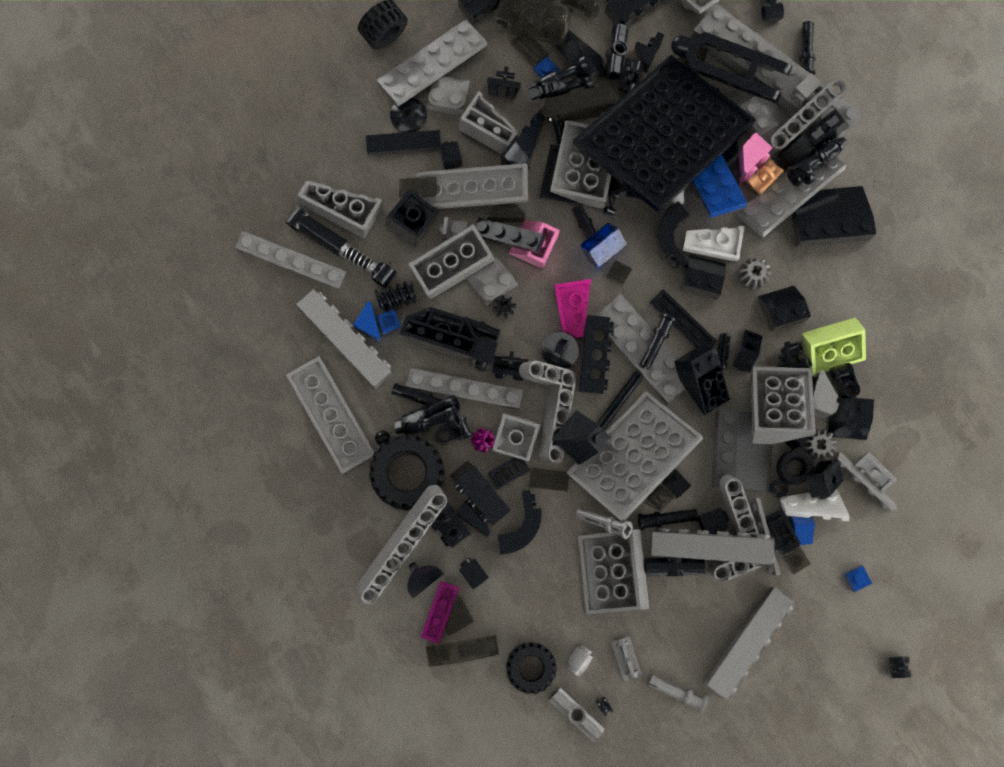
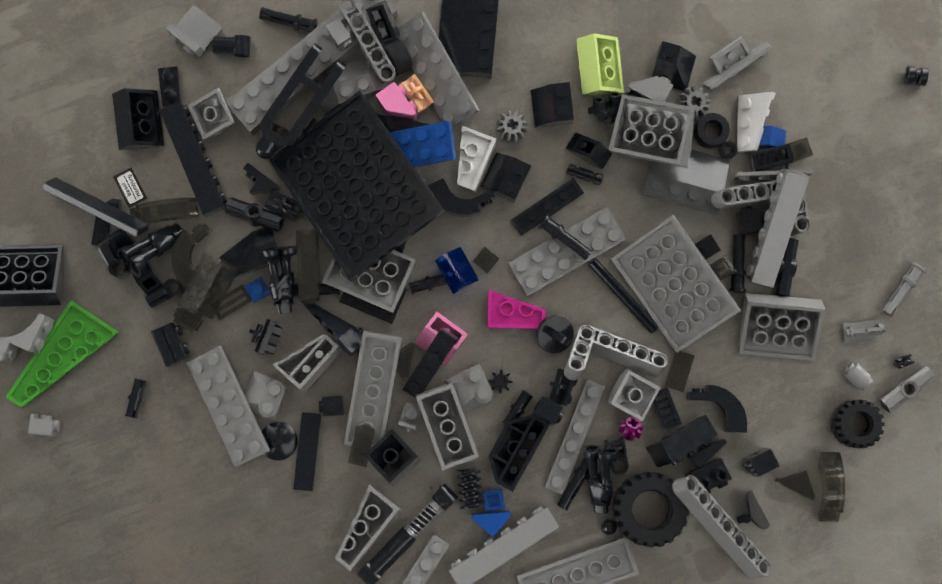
camera: 80 degrees left, 5 degrees up
(382, 24) = (180, 451): black tyre -> none
(439, 612) = (789, 501): magenta plate -> none
(581, 438) = (649, 332): black slope -> none
(592, 324) = (538, 297): black brick -> none
(611, 524) = (738, 320): light grey pin -> none
(615, 195) = (408, 247): black piece -> none
(703, 378) = (609, 200): black slope -> none
(749, 643) = (869, 212): light grey brick -> none
(803, 170) = (411, 34): black piece -> none
(824, 479) = (730, 106): black brick -> none
(843, 378) = (635, 62): black piece -> none
(858, 578) = (826, 95): blue plate -> none

